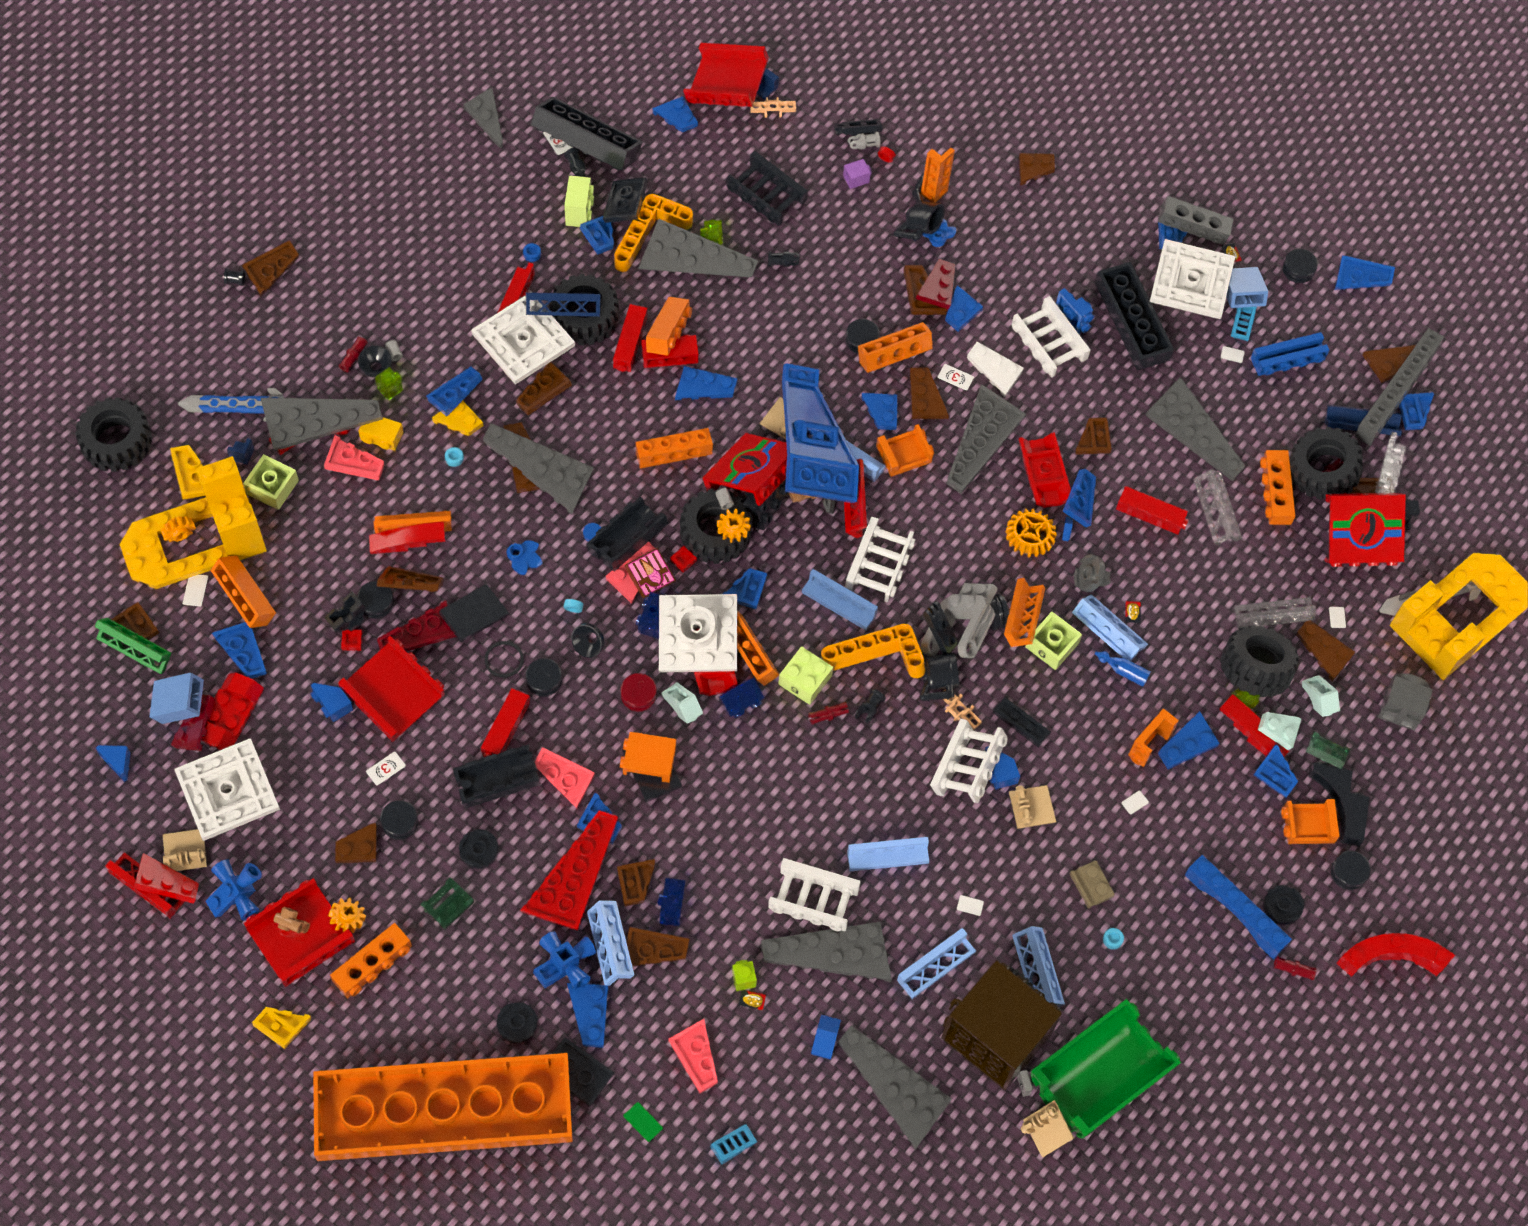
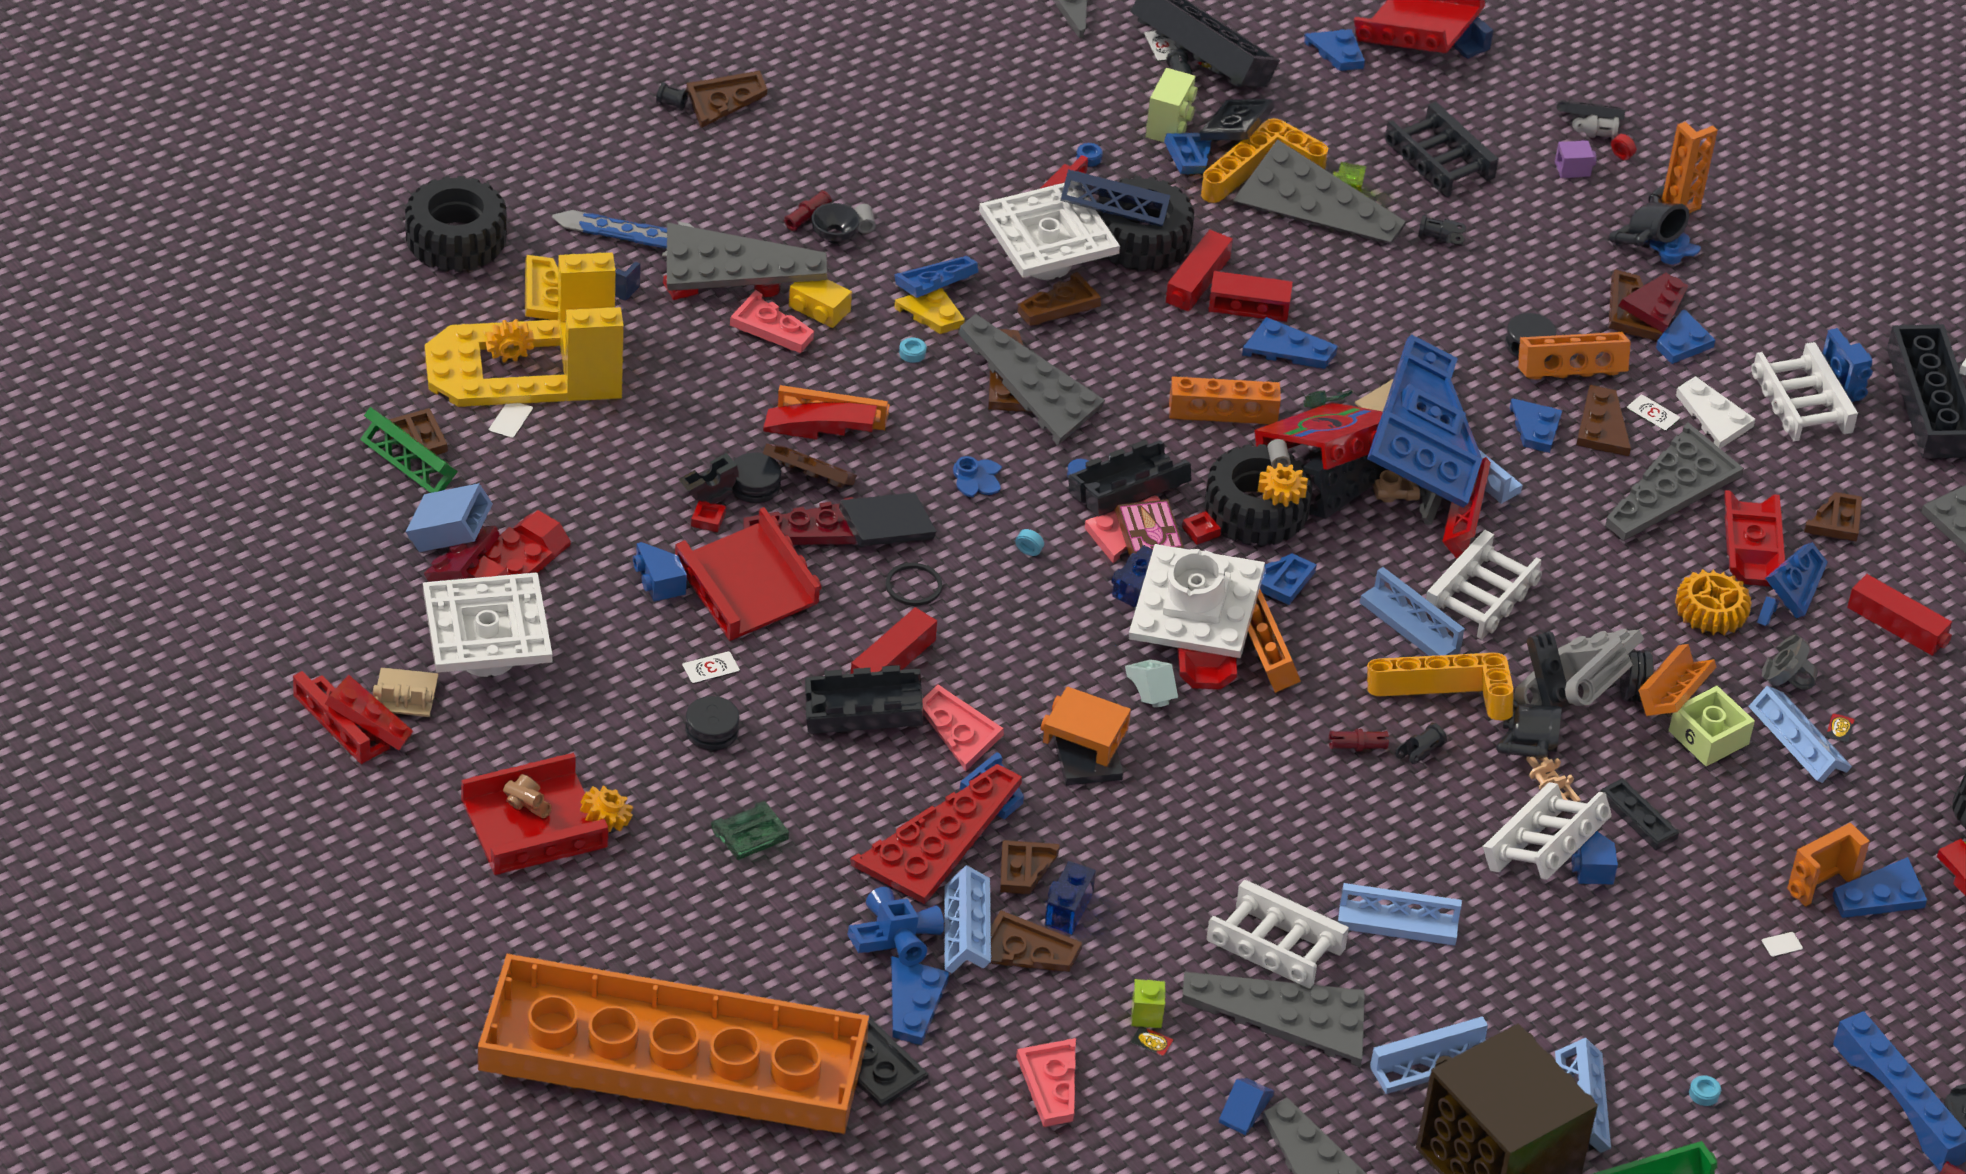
camera: 15 degrees right, 20 degrees down
(117, 758) = (344, 569): blue slope -> none
(234, 889) = (459, 741): blue brick -> none
(242, 649) = (554, 489): blue wing -> none
(243, 591) = (576, 426): orange brick -> none
(270, 482) = (654, 318): yellowish green brick -> none
(280, 1025) = (475, 911): yellow wing -> none
(358, 846) = (645, 741): reddish brown wing -> none
(374, 950) = (623, 867): orange brick -> none
(389, 383) = (847, 249): clear neon green brick -> none
(478, 849) = (813, 782): black tile -> none
(517, 1022) = (807, 984): black tile -> none
(543, 677) = (963, 612): black head -> none
(583, 643) = (1029, 580): black piece -> none
(638, 692) = (1092, 657): dark red head -> none
(643, 1122) = (952, 1142): green sticker -> none
(668, 325) = (1256, 260): orange brick -> none
(735, 432) = (1320, 398): none -> clear green plate
(741, 697) = (1237, 691): clear blue brick -> none
(766, 104) = (1486, 65): light nougat piece -> none
(805, 675) = (1338, 688): yellowish green brick -> none
(905, 451) = (1555, 476): orange panel -> none
(970, 905) = (1503, 1006): white sticker -> none
(1032, 806) = (1626, 910): tan hinge -> none
(1035, 166) = (1836, 204): reddish brown wing -> none
(1092, 884) = (1691, 1021): dark tan plate -> none
(1125, 668) = (1811, 784): blue wheel -> none

